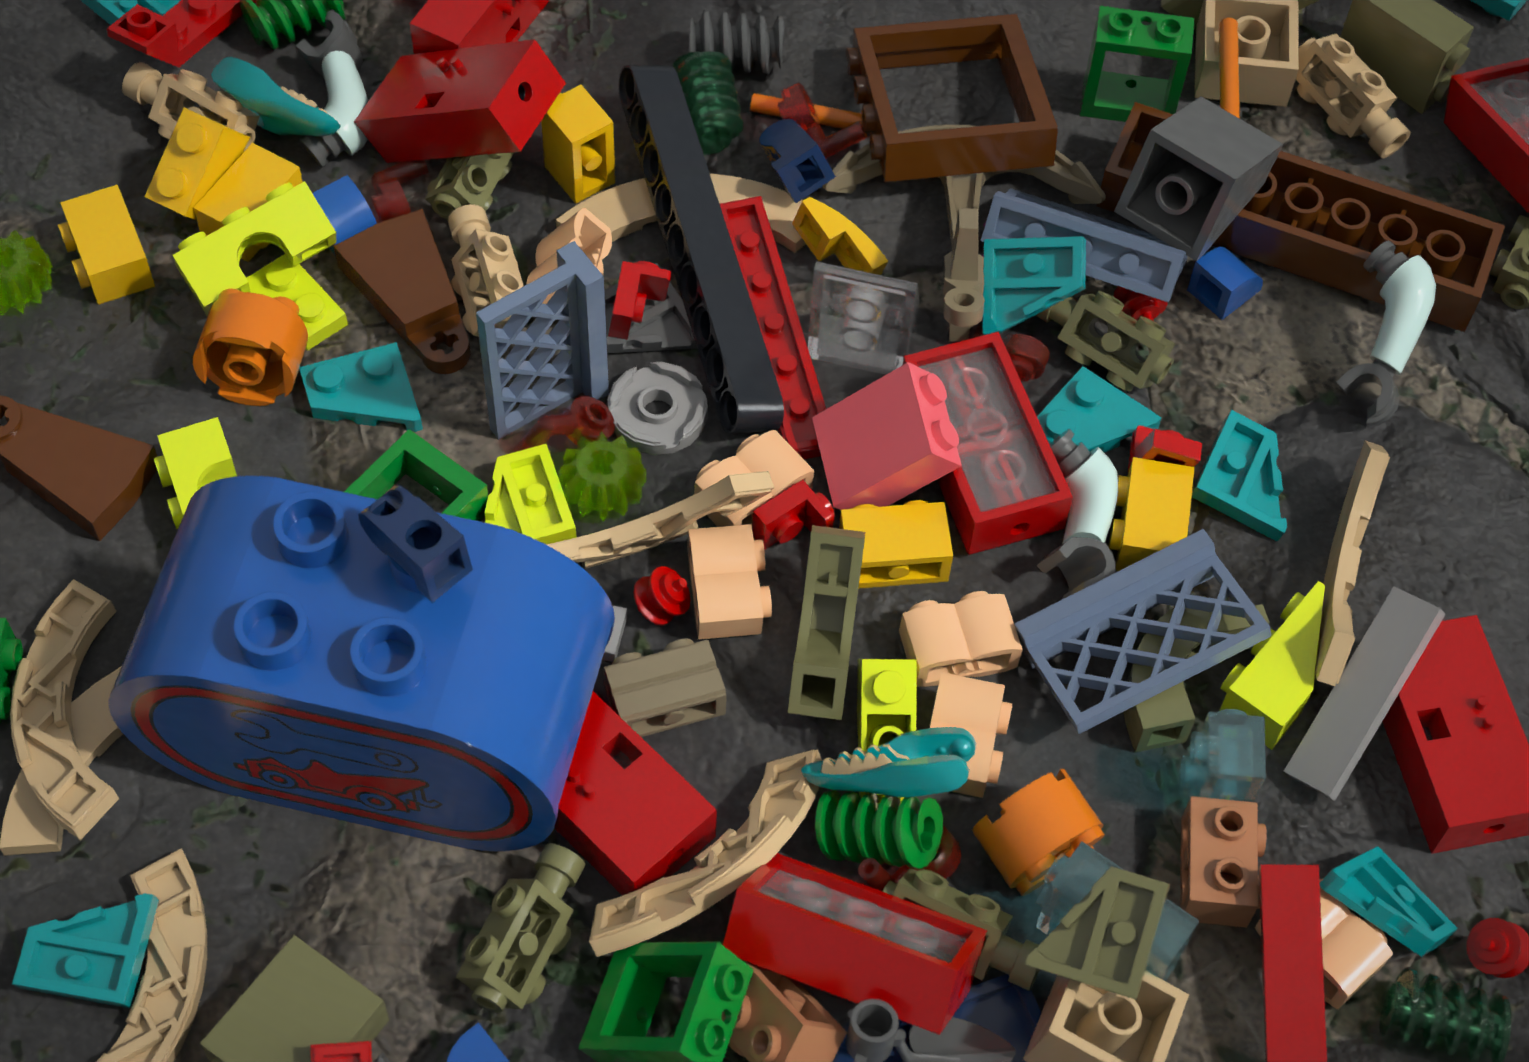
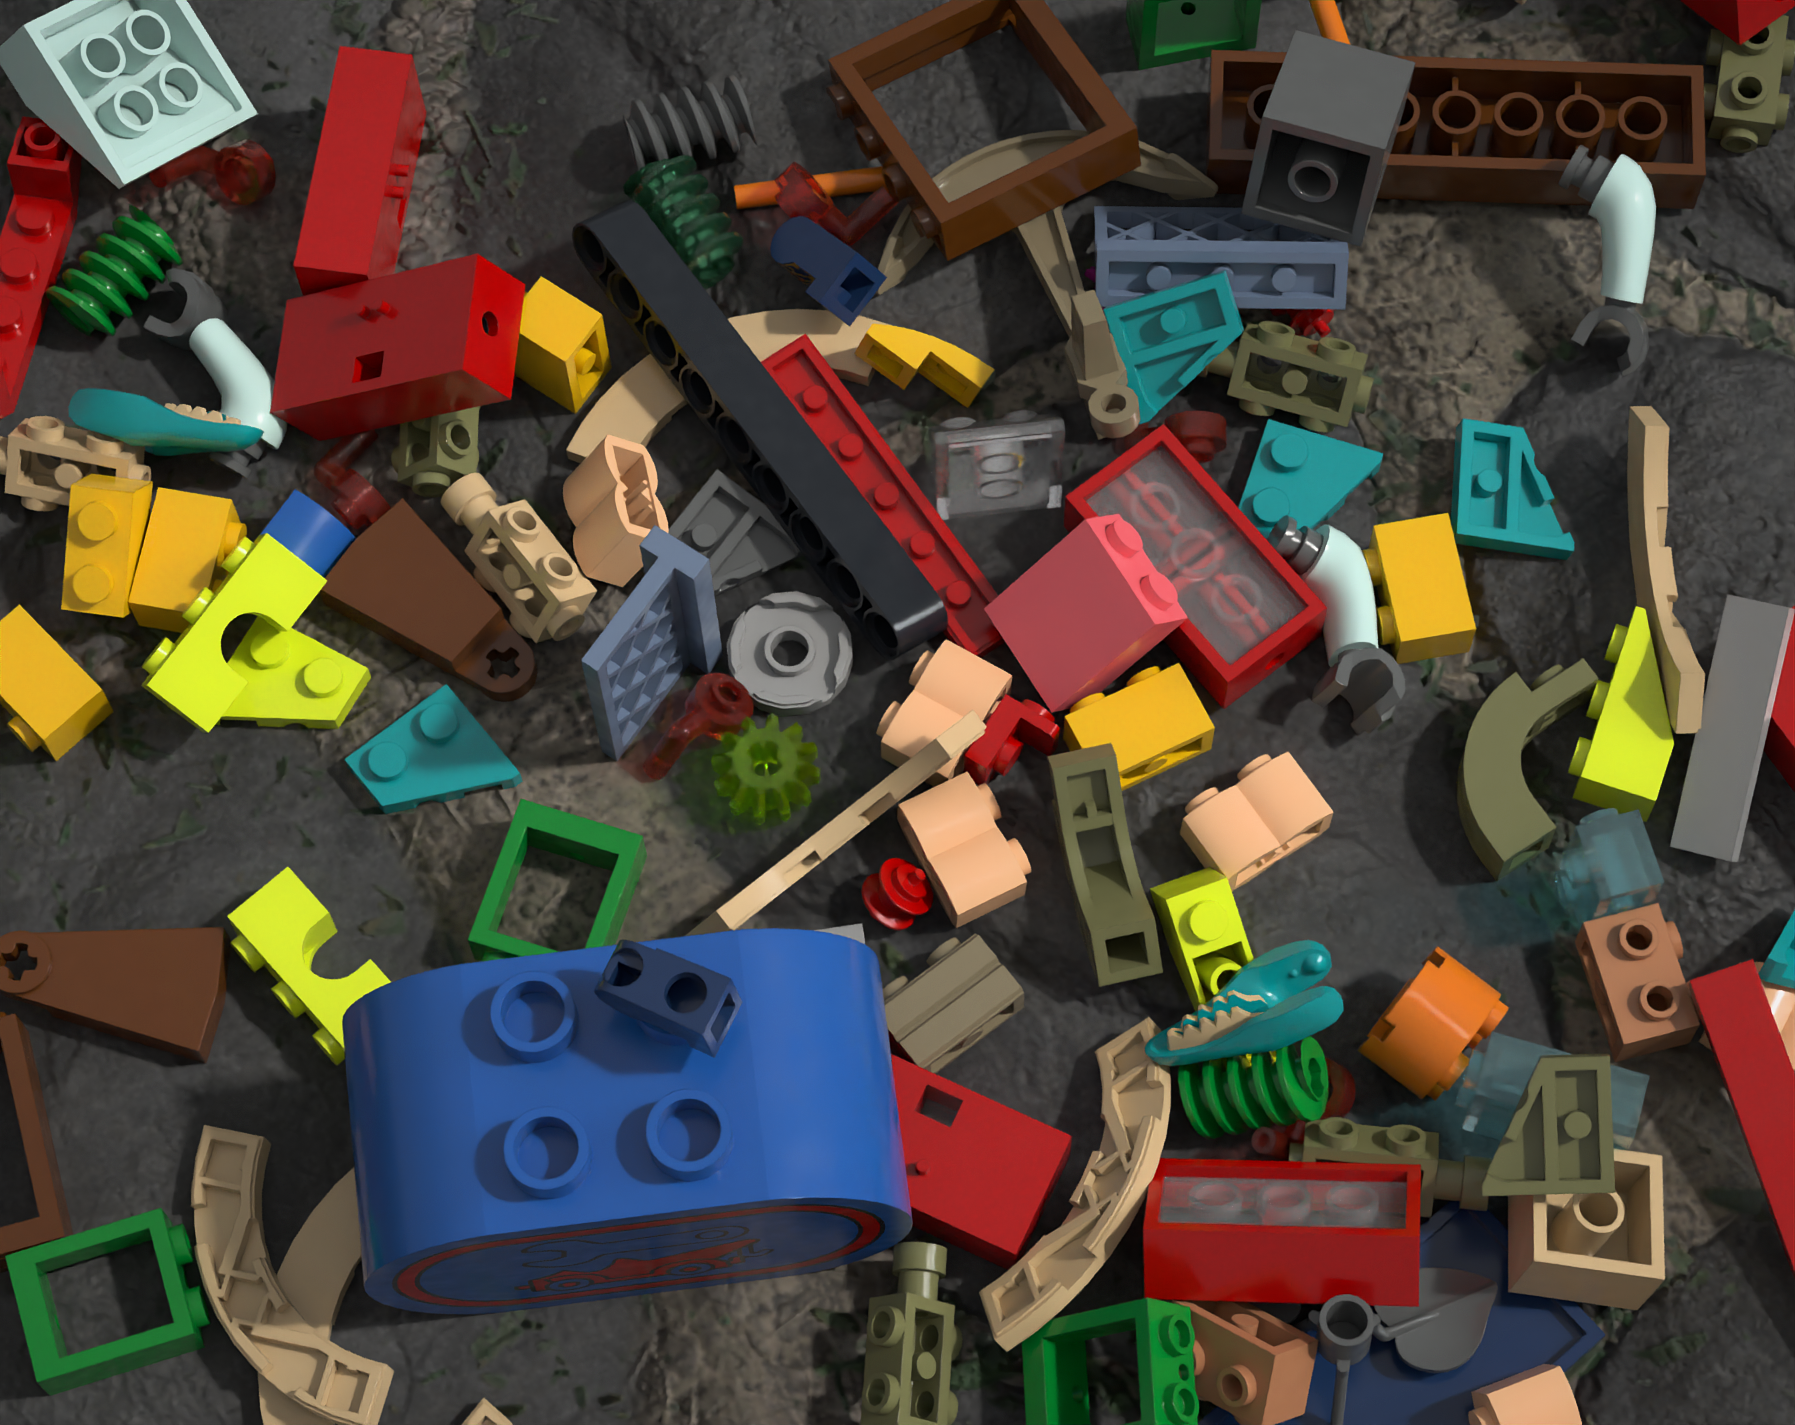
camera: 15 degrees left, 10 degrees up
(251, 347) = (283, 759): orange brick -> none
(529, 497) = (690, 839): neon yellow wing -> none
(635, 285) = (703, 526): red bracket -> none
(980, 710) = (1307, 906): light nougat brick -> none
(1122, 603) = (1428, 705): sand blue fence -> none
(1164, 447) = (1400, 498): red bracket -> none
(1223, 282) = (1394, 246): blue brick -> none

